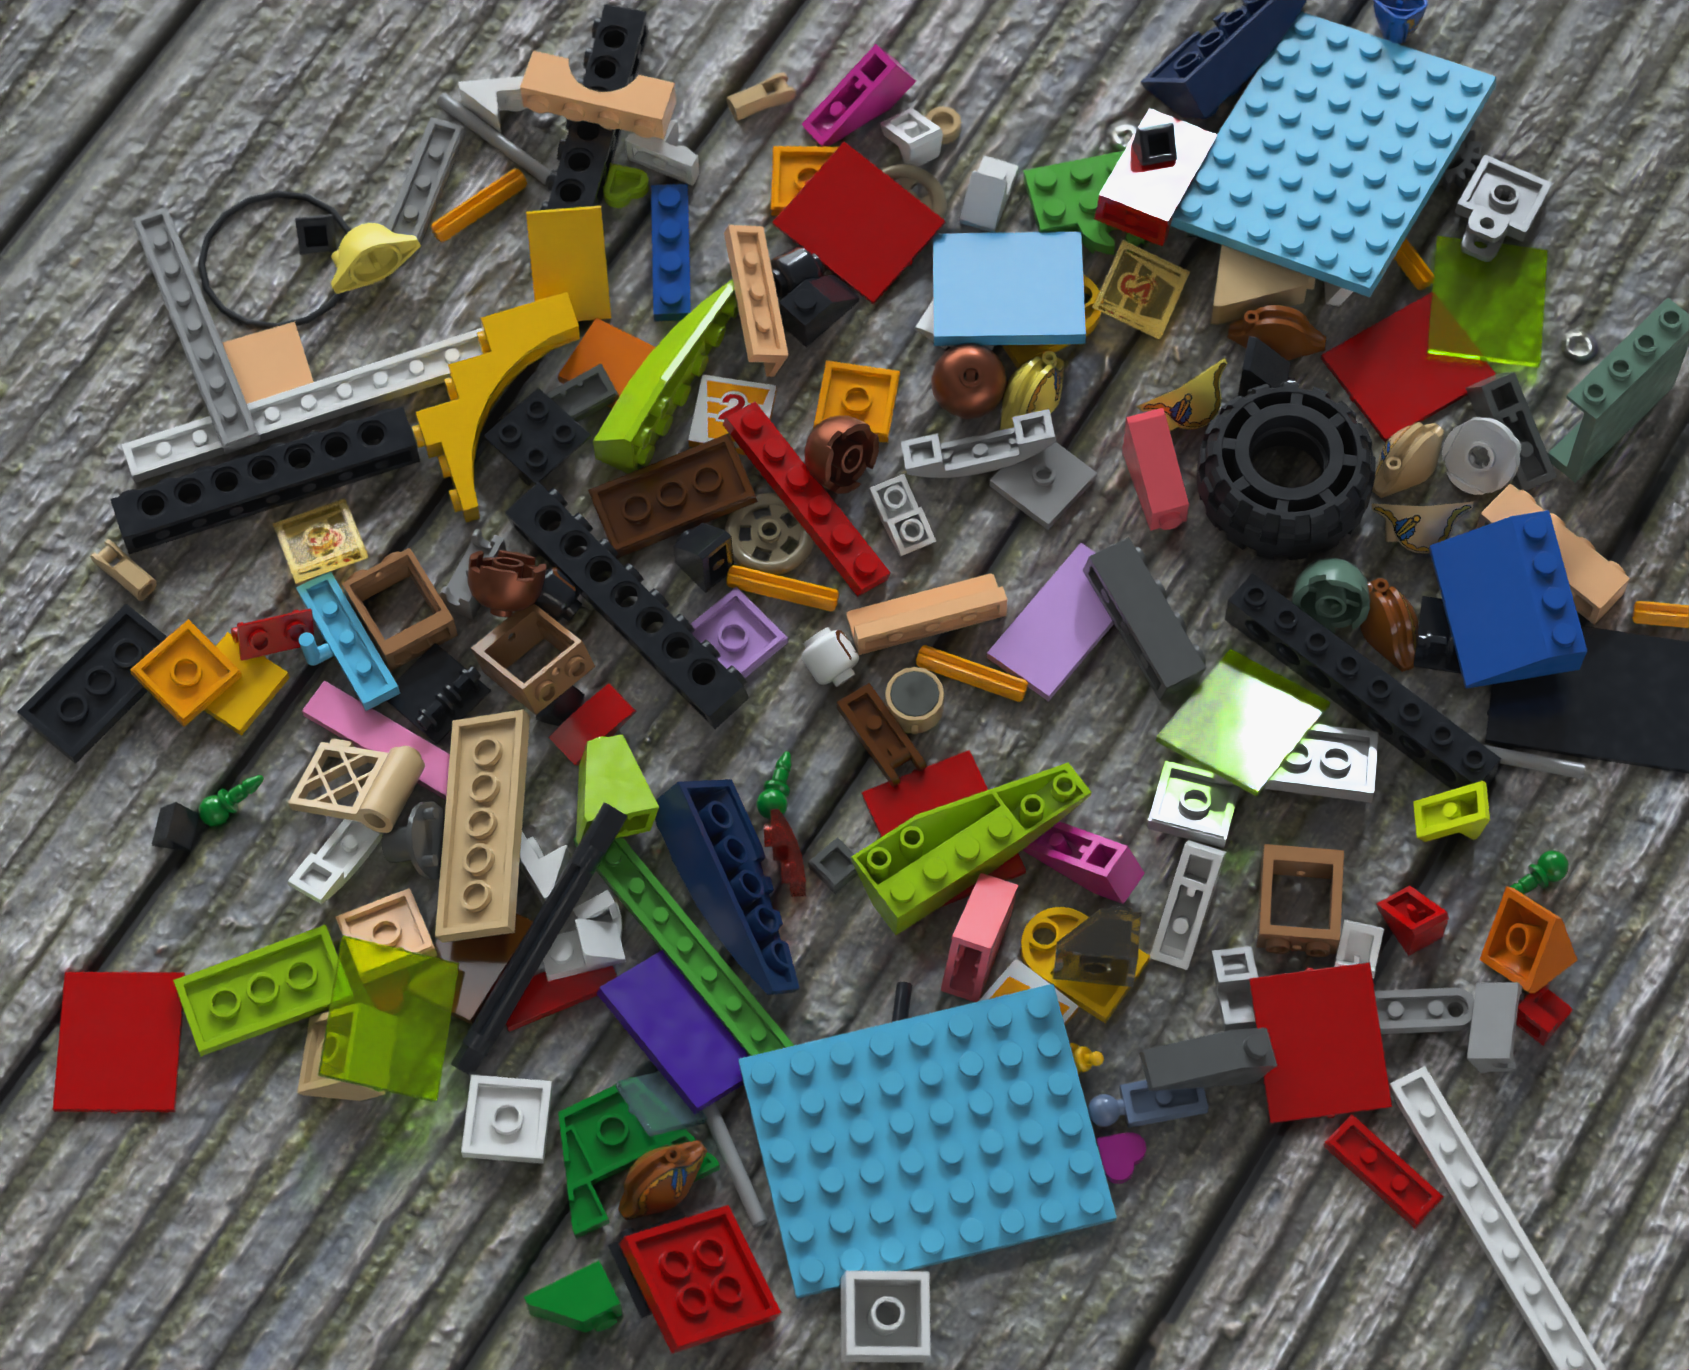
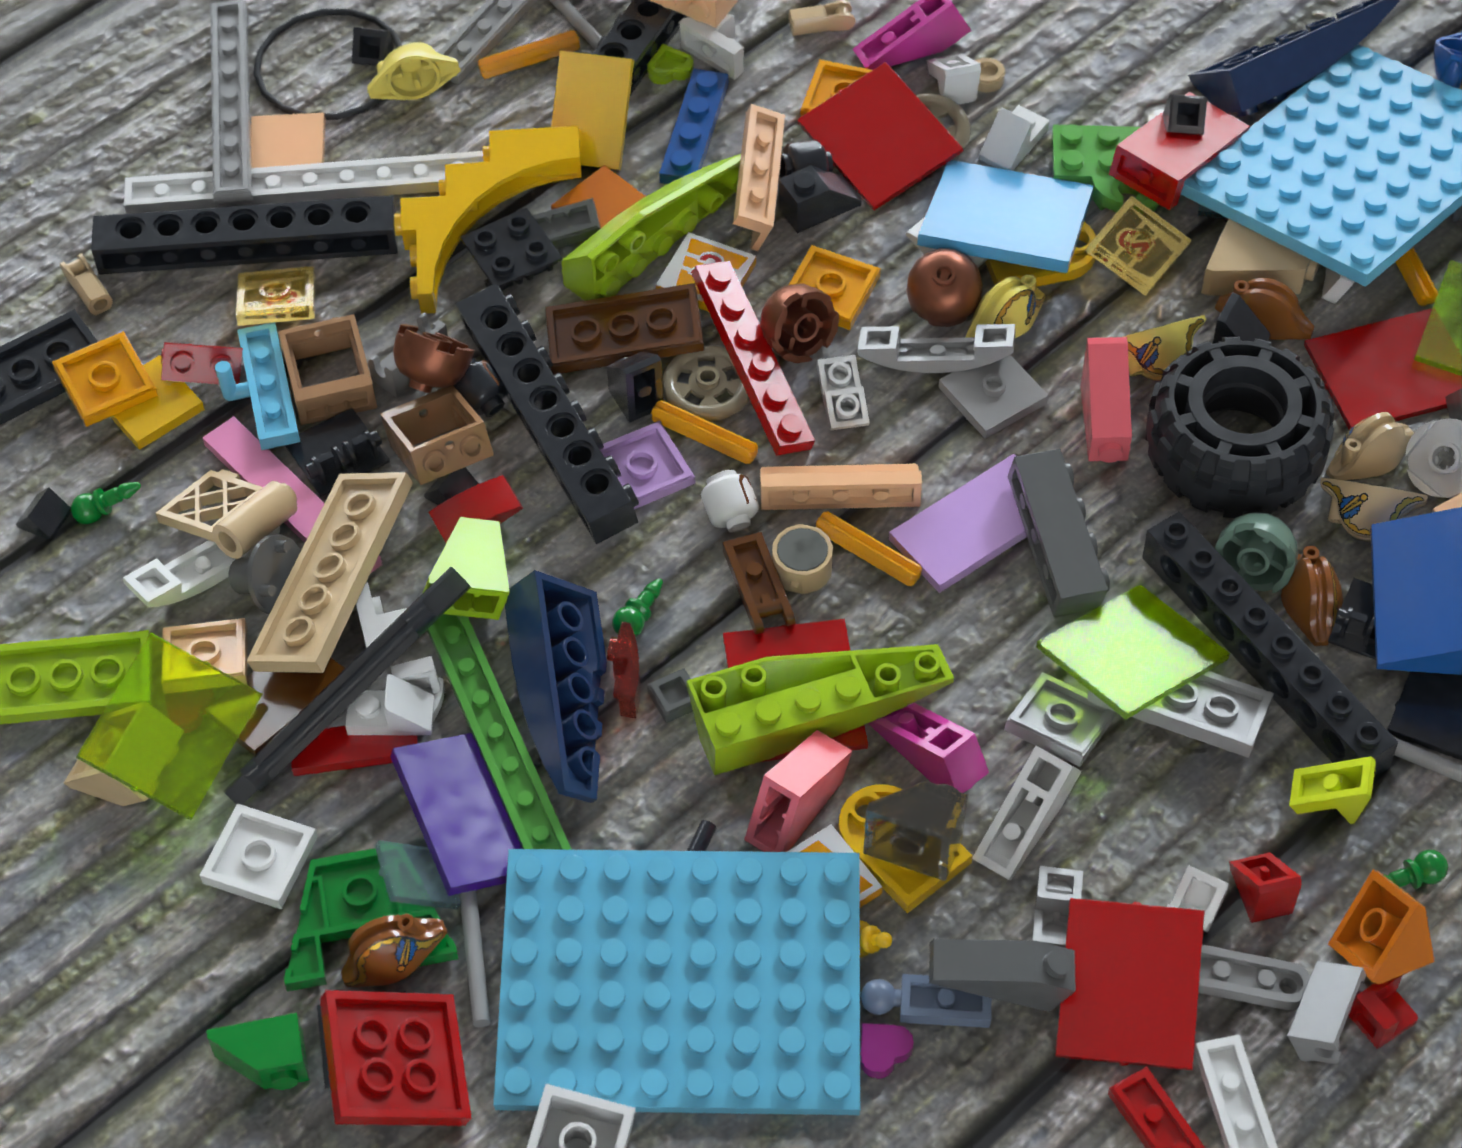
camera: 15 degrees right, 10 degrees down
(1301, 863) = (1158, 801): medium nougat window -> none

